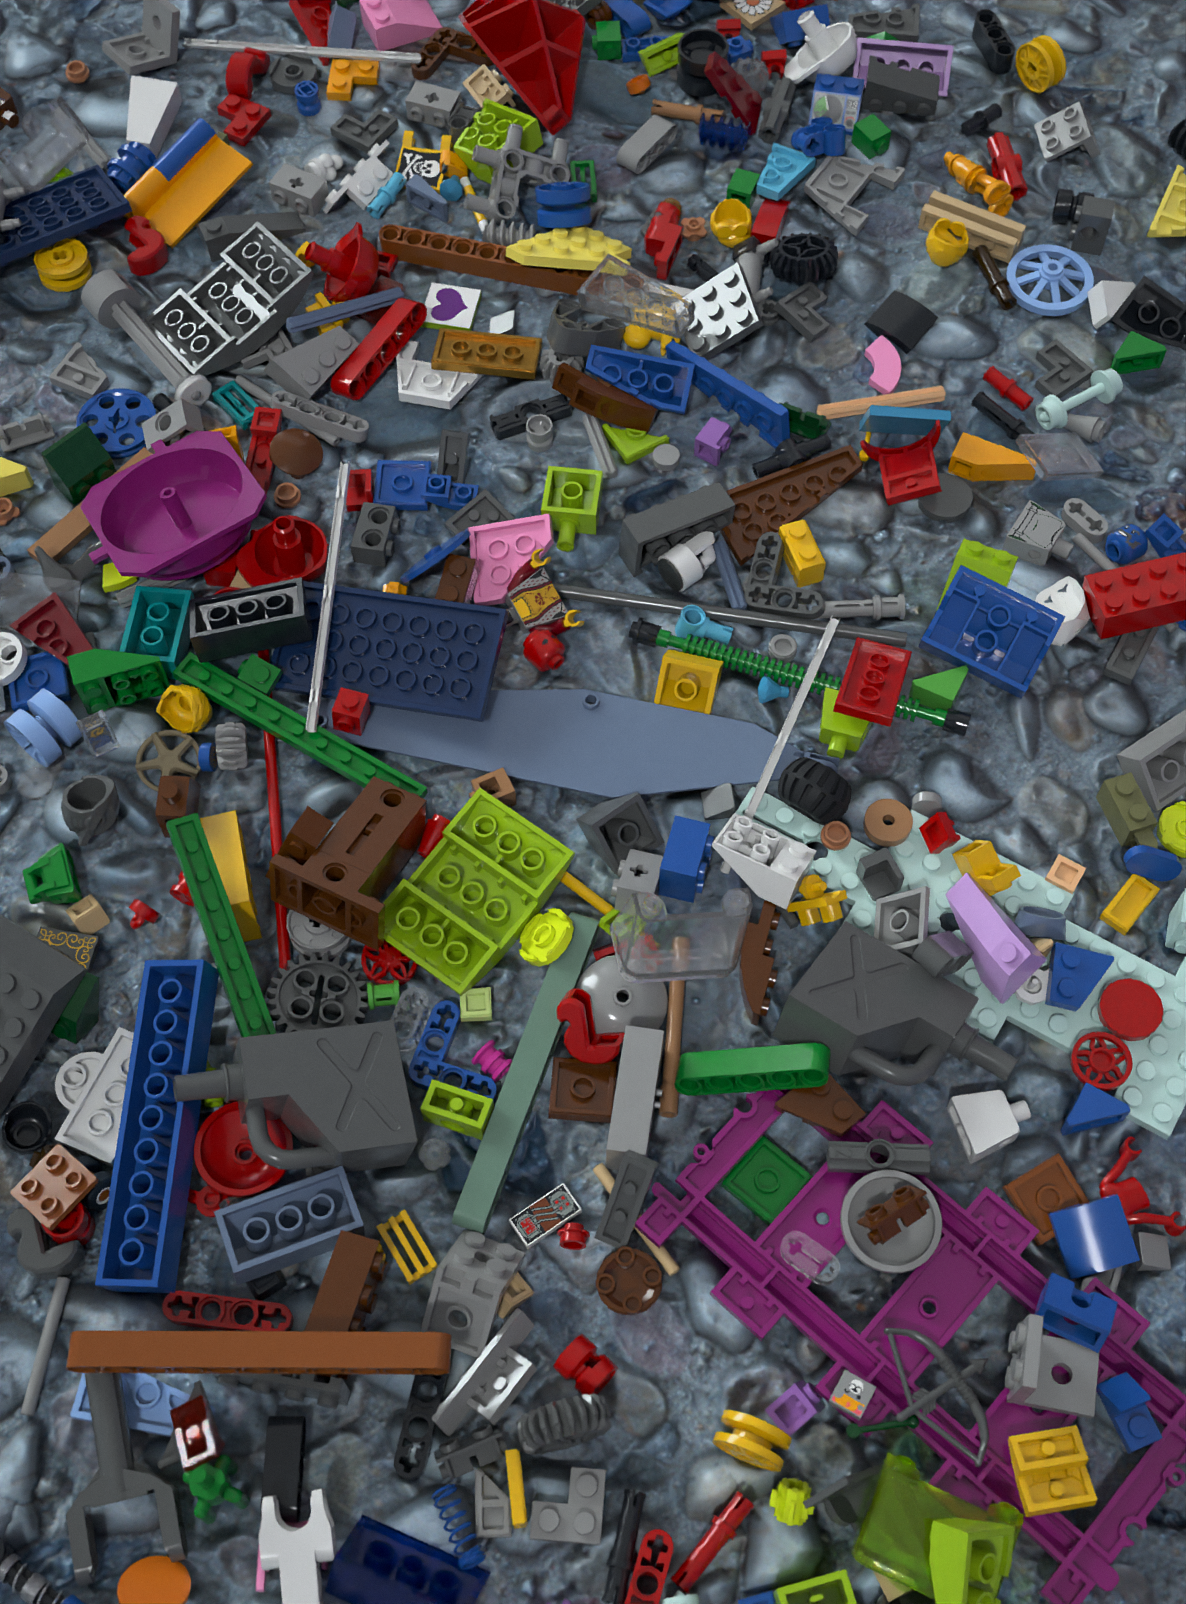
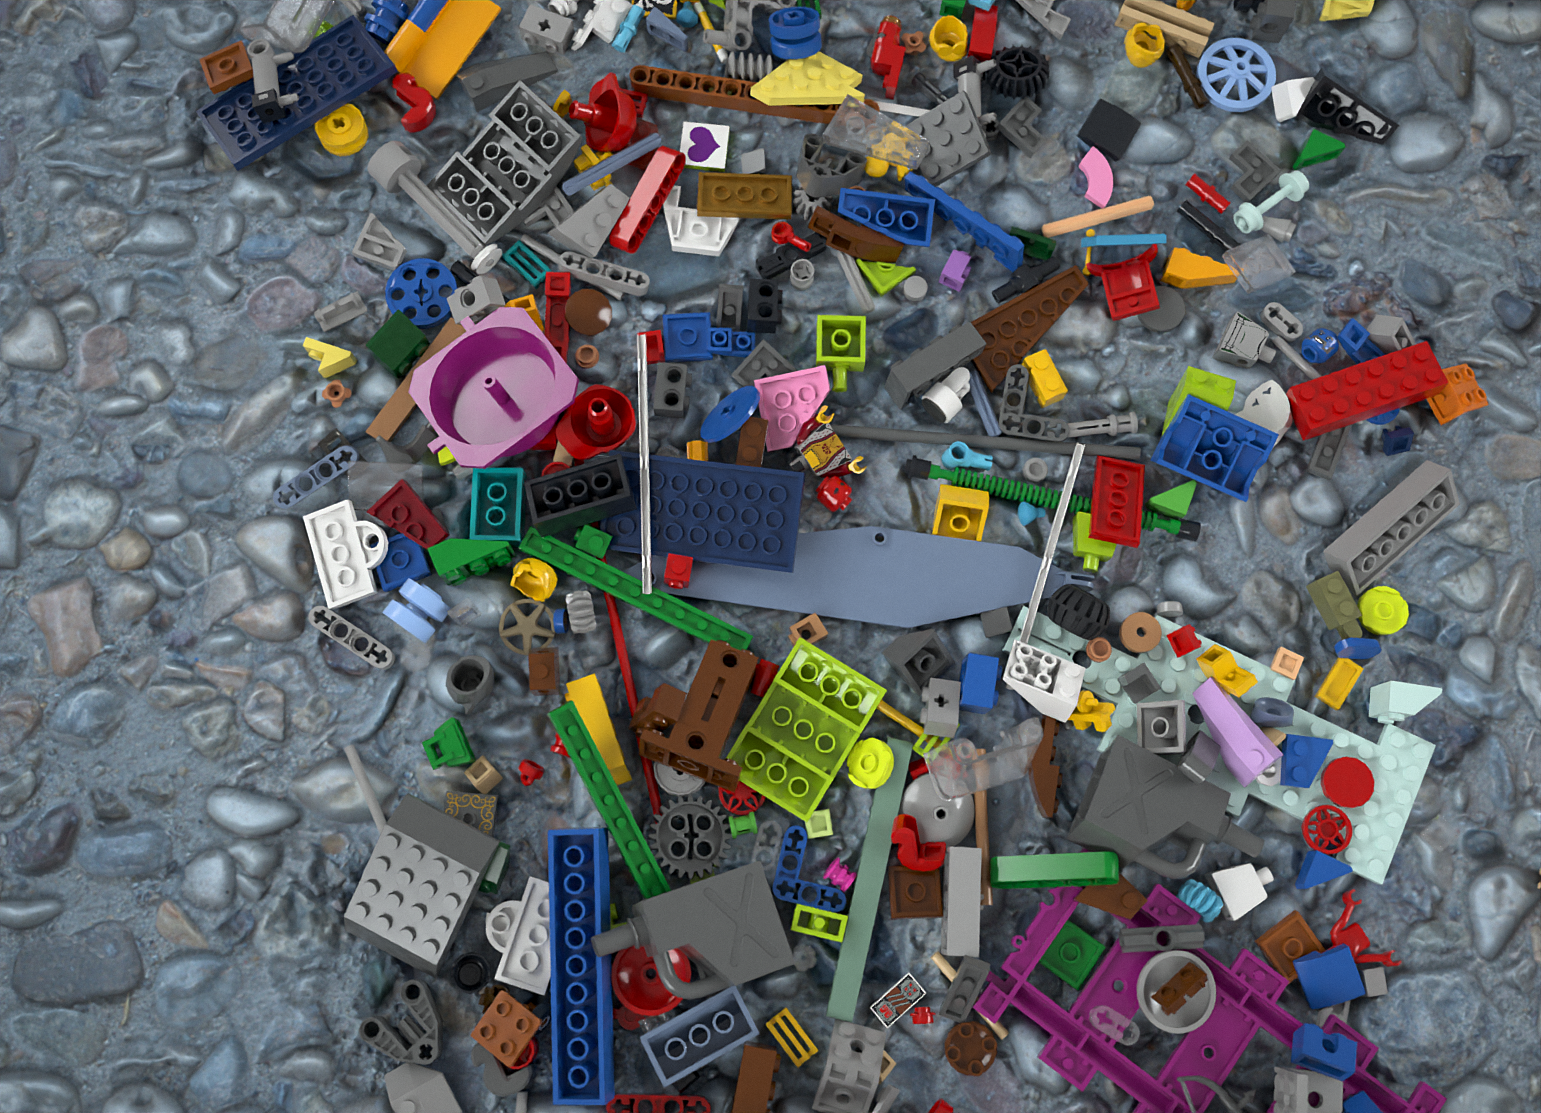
camera: 10 degrees left, 15 degrees up
(490, 458) = (760, 305): none -> black brick
(526, 392) = (784, 233): none -> red plate
(937, 1126) = (1200, 899): none -> medium azure gear

